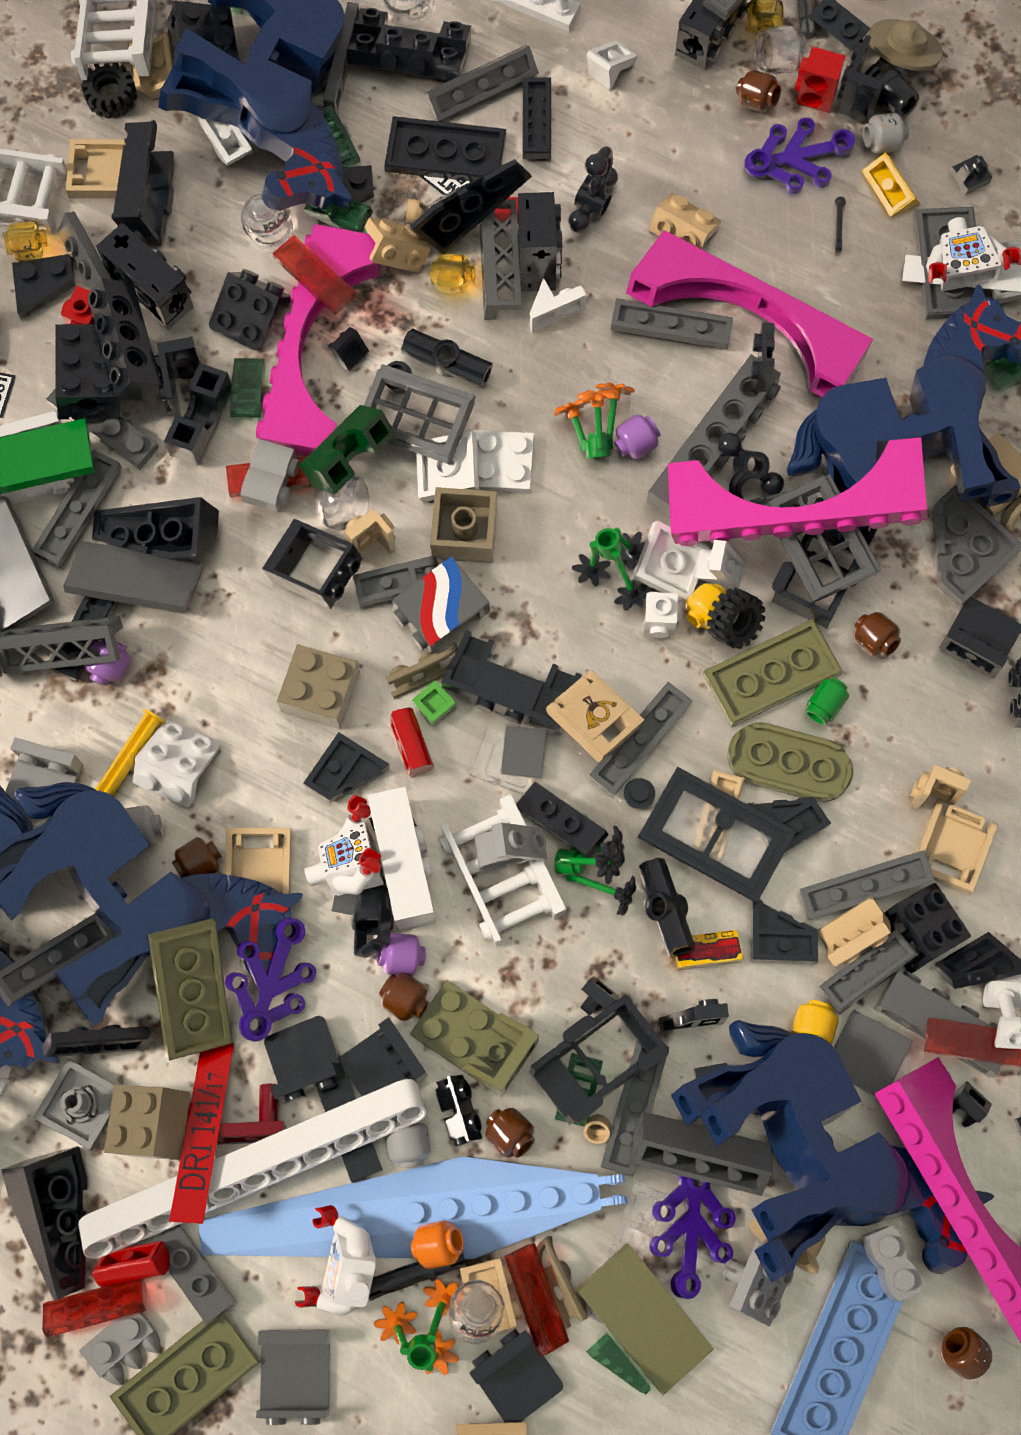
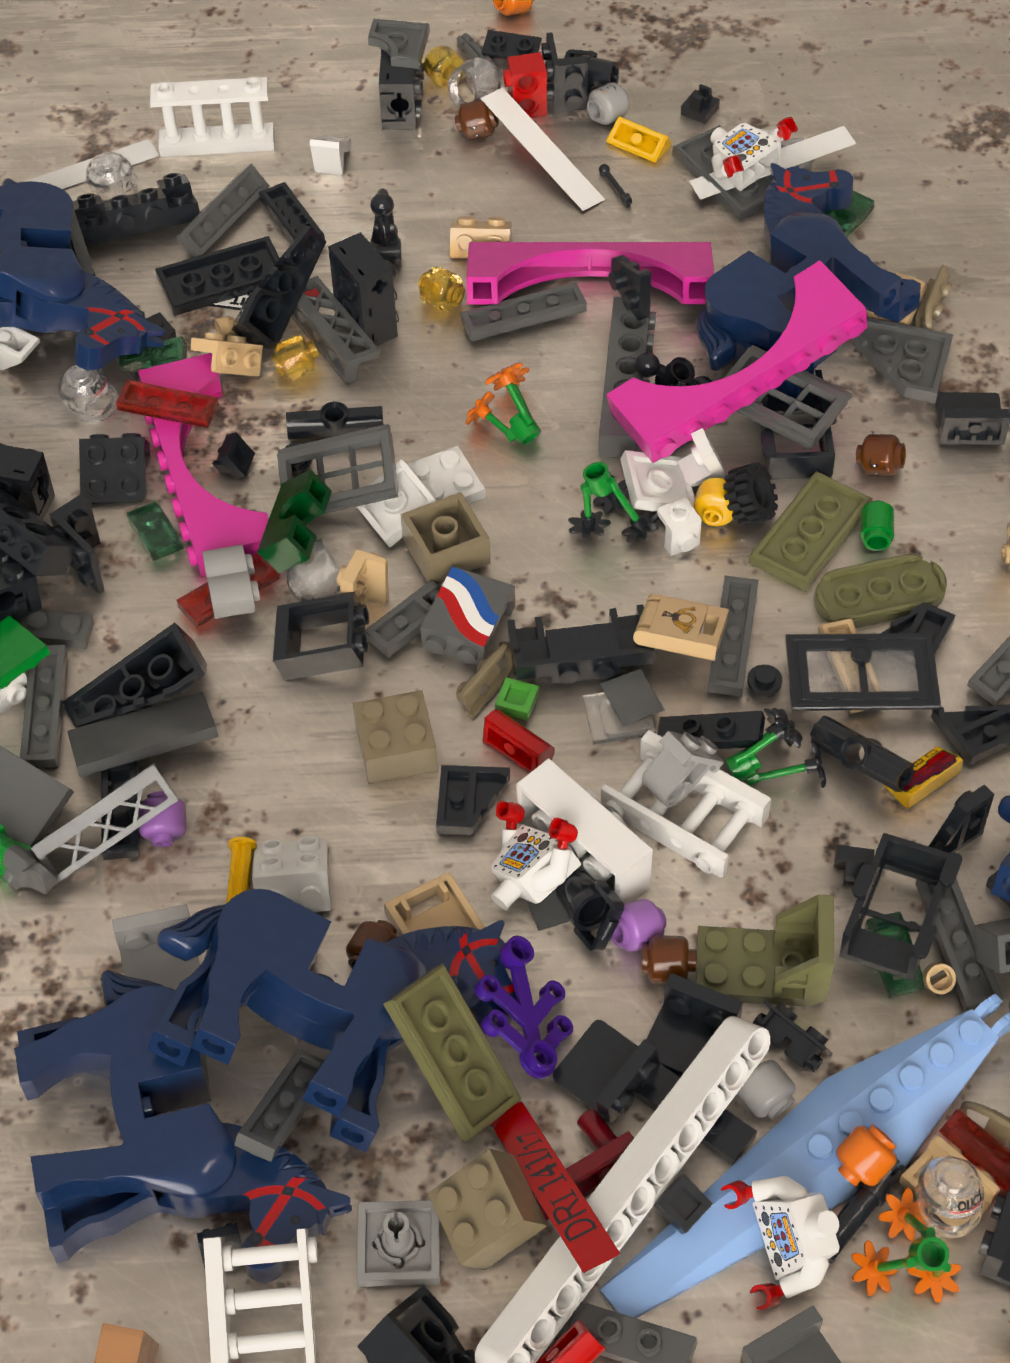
camera: 30 degrees left, 20 degrees down
(105, 1040) = (381, 1159): black plate -> none
(192, 432) = (123, 568): black arch -> none
(288, 1198) = (683, 1204): none -> black tile
(509, 1132) = (858, 1025): reddish brown head -> none
(551, 309) = (409, 343): white slope -> none
(614, 264) = (441, 288): none -> clear yellow head
(637, 436) = (556, 404): medium lavender head -> none
(794, 155) = (542, 149): none -> white sticker
(795, 156) = (517, 168): dark purple plant -> none
(905, 44) = (581, 35): dark tan hat -> none

